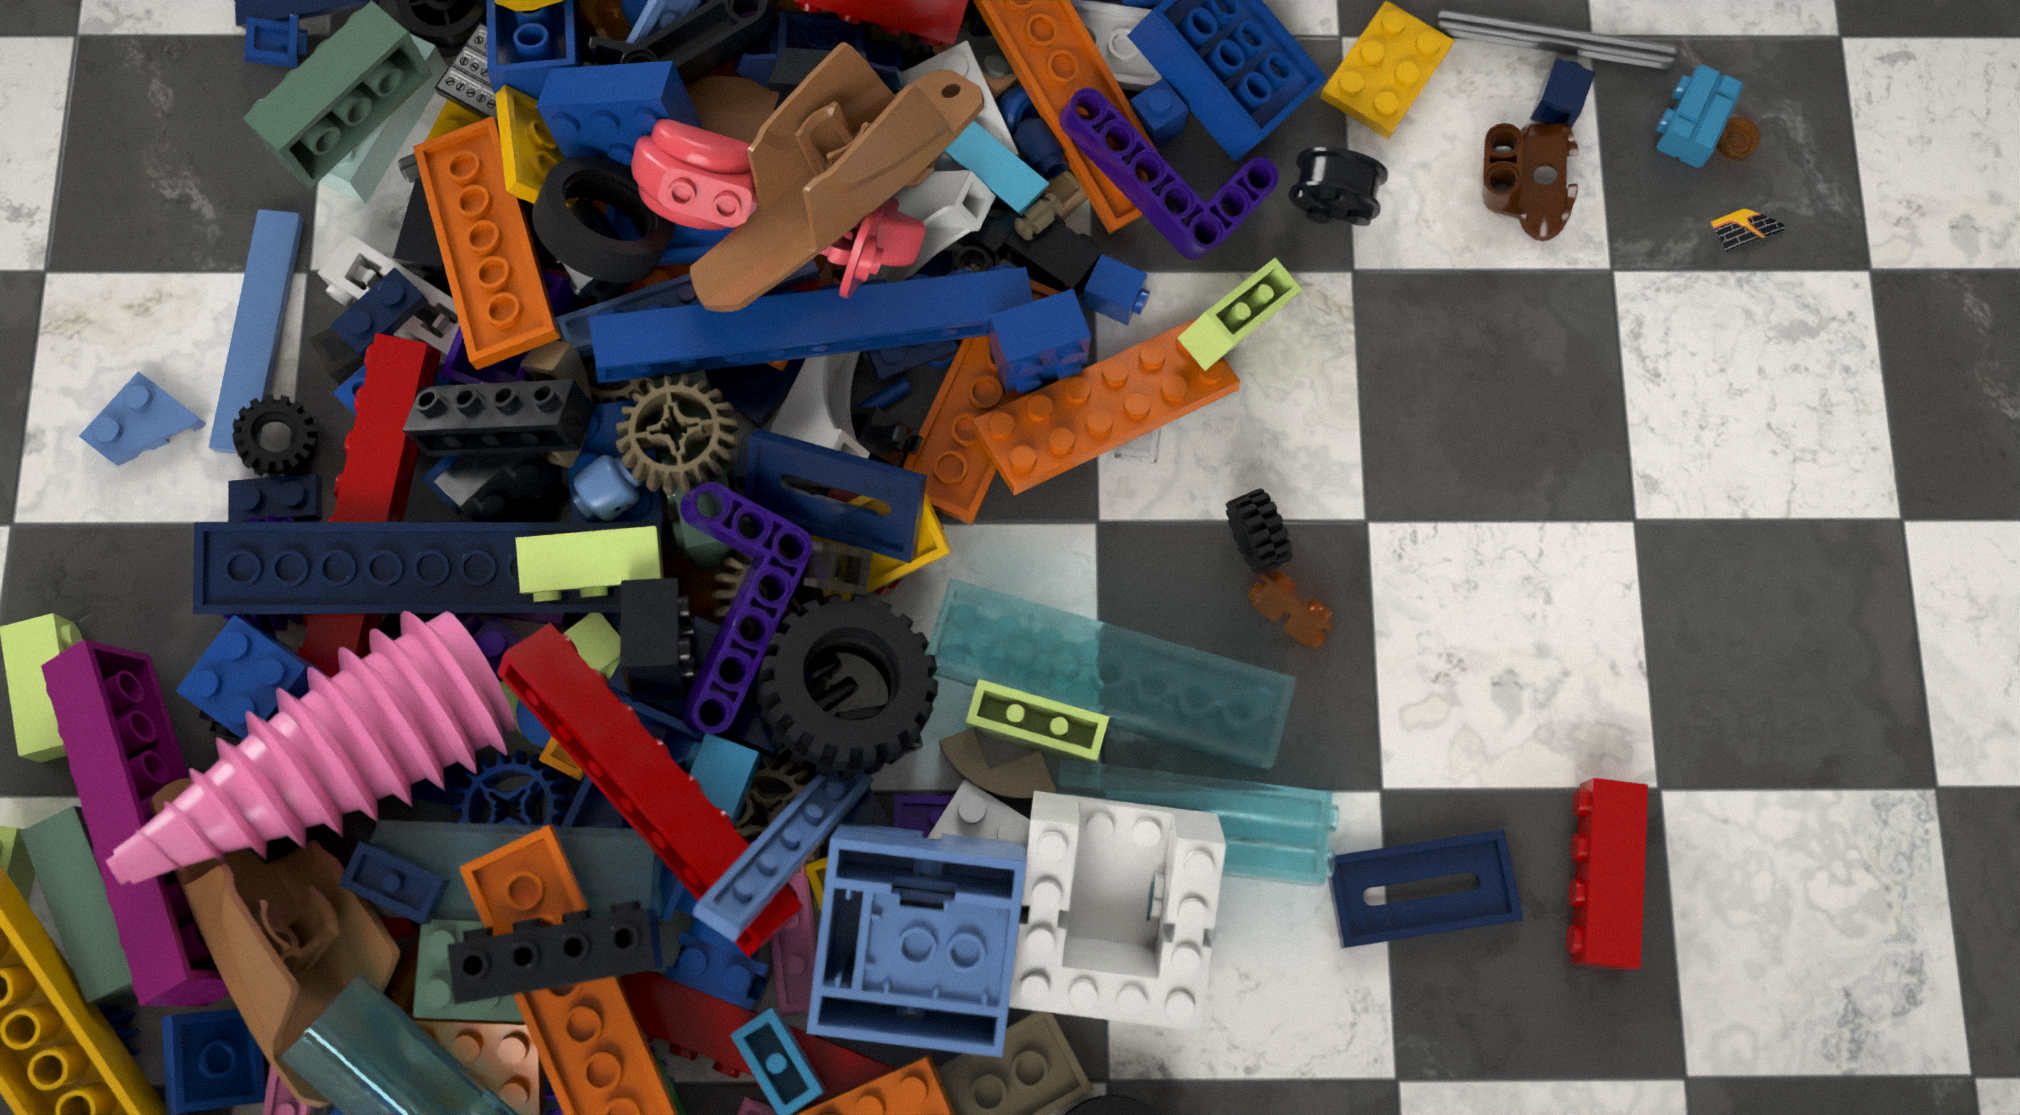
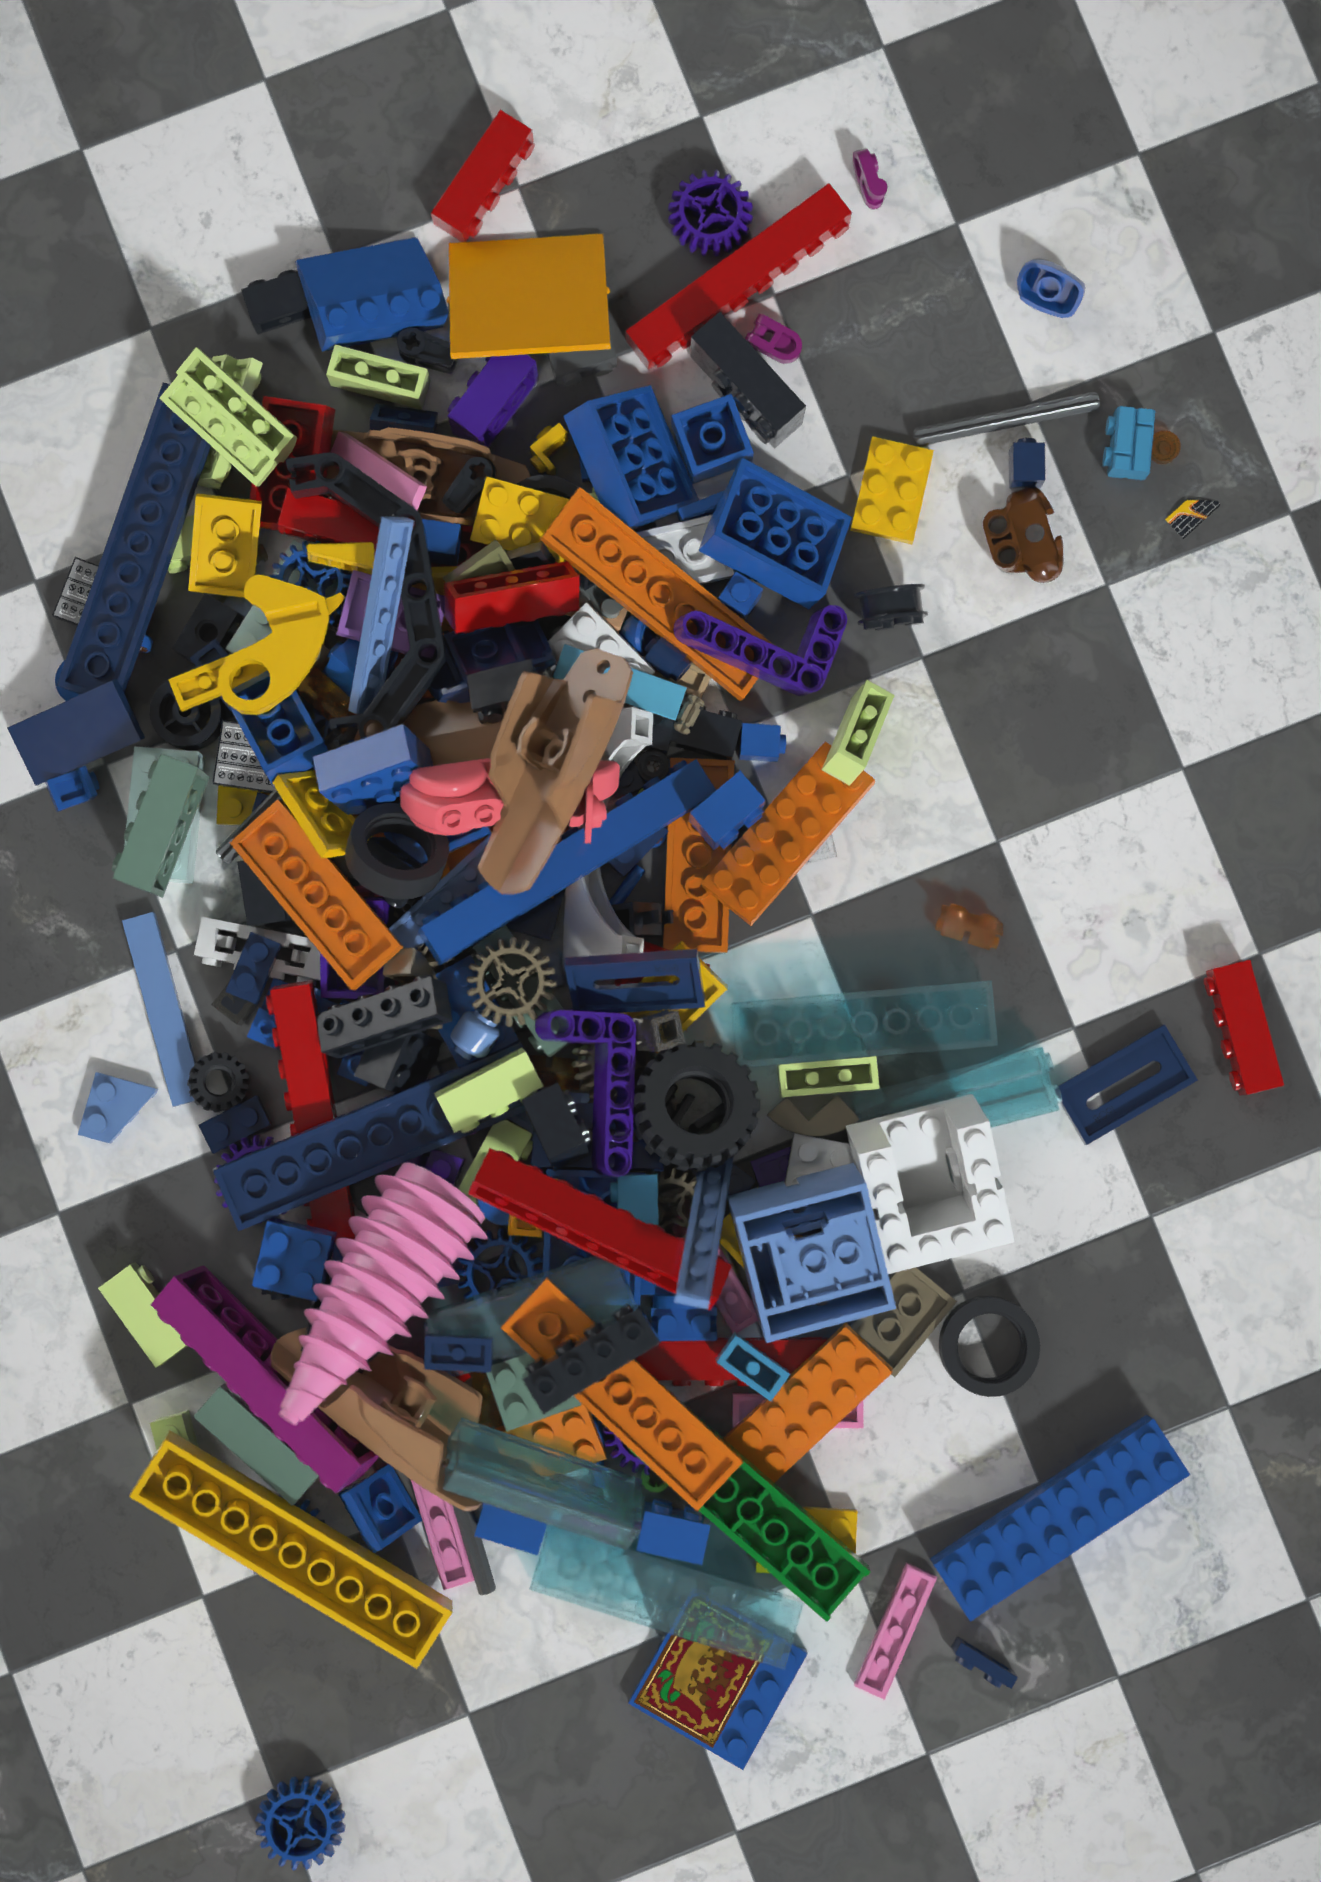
camera: 20 degrees left, 10 degrees up
(1259, 531) = (928, 884): black tyre -> none

